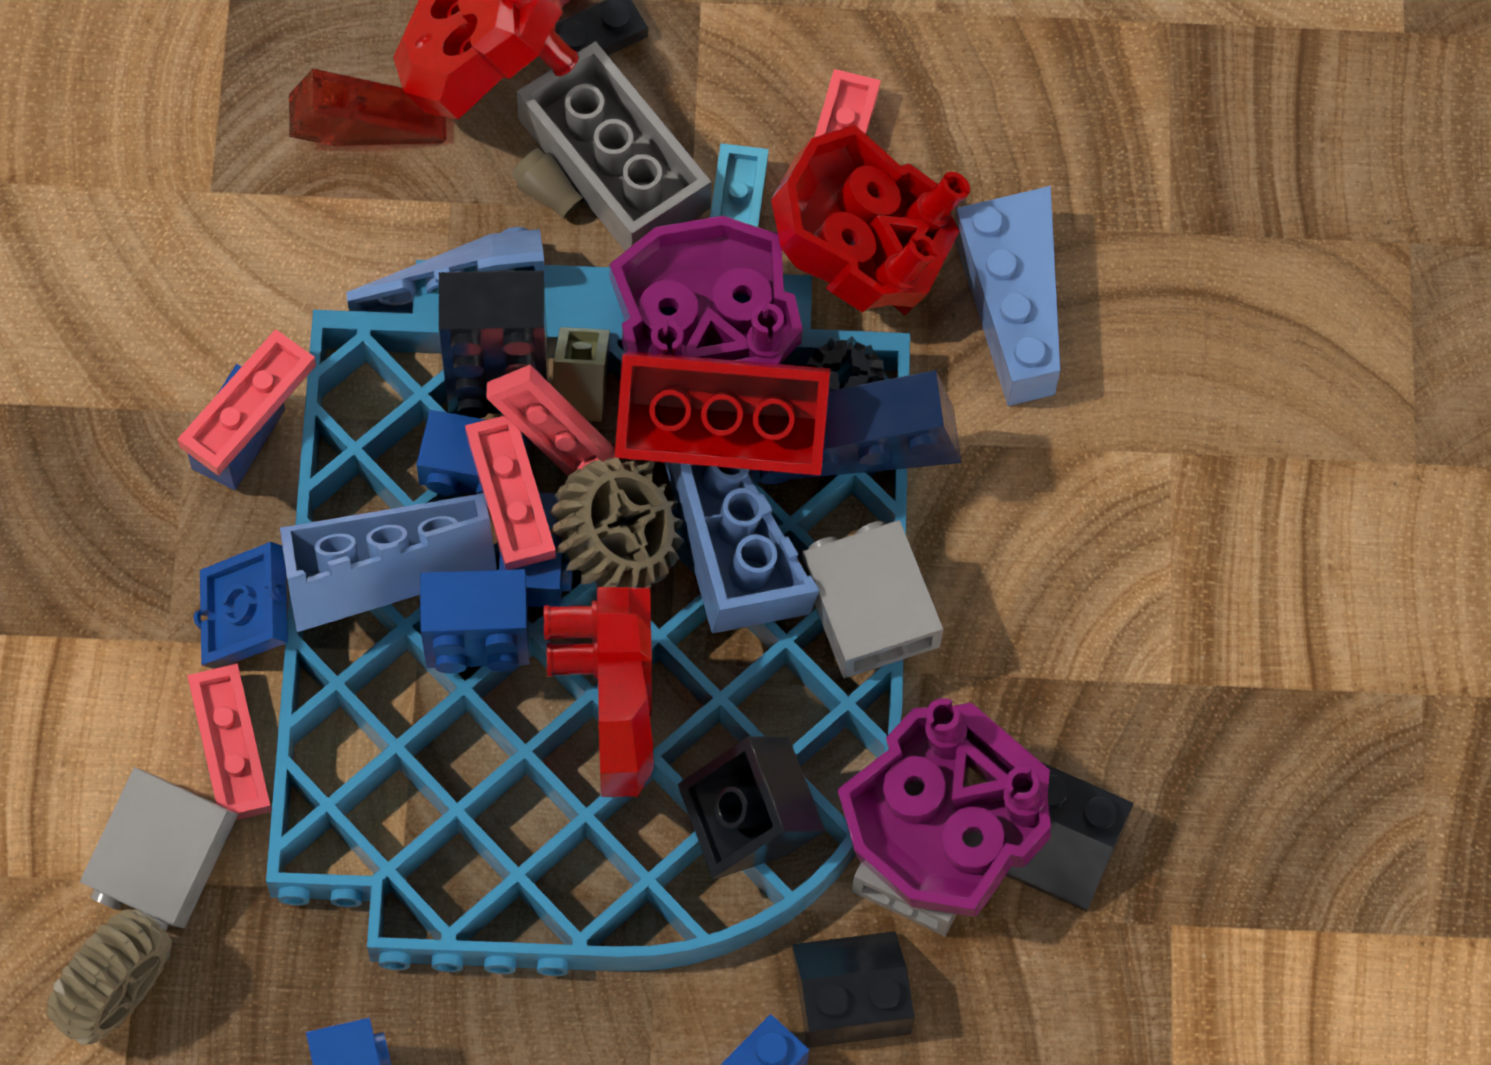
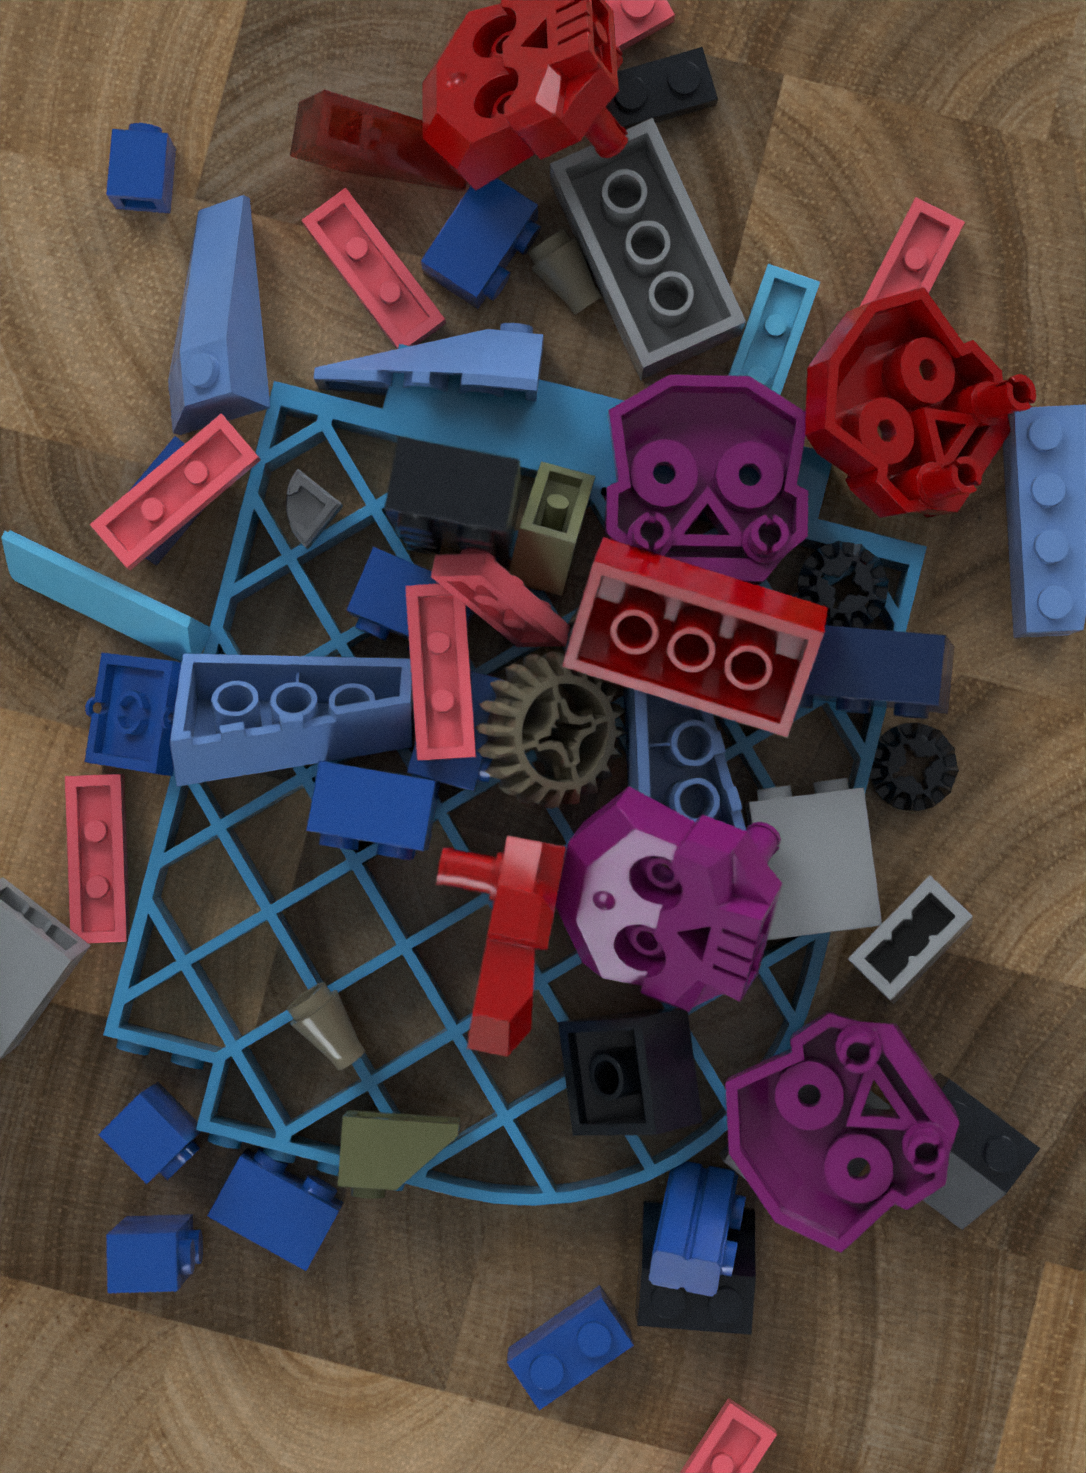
camera: 15 degrees right, 20 degrees up
(162, 172) = (141, 169): none -> blue brick
(191, 513) = (103, 598): none -> medium azure slope
(253, 276) = (219, 333): none -> medium blue wedge
(328, 957) = (153, 1134): none -> blue brick
(365, 402) = (309, 508): none -> flat silver tile
(378, 213) = (373, 270): none -> coral plate
(454, 1011) = (276, 1207): none -> blue brick
(468, 172) = (481, 241): none -> blue brick
(469, 823) = (325, 1024): none -> dark tan cone
(550, 914) = (388, 1148): none -> olive slope
(706, 634) = (704, 912): none -> magenta brick
(843, 936) = (694, 1228): none -> blue brick
(943, 545) = (905, 791): none -> black gear
(975, 643) = (911, 939): none -> light grey brick

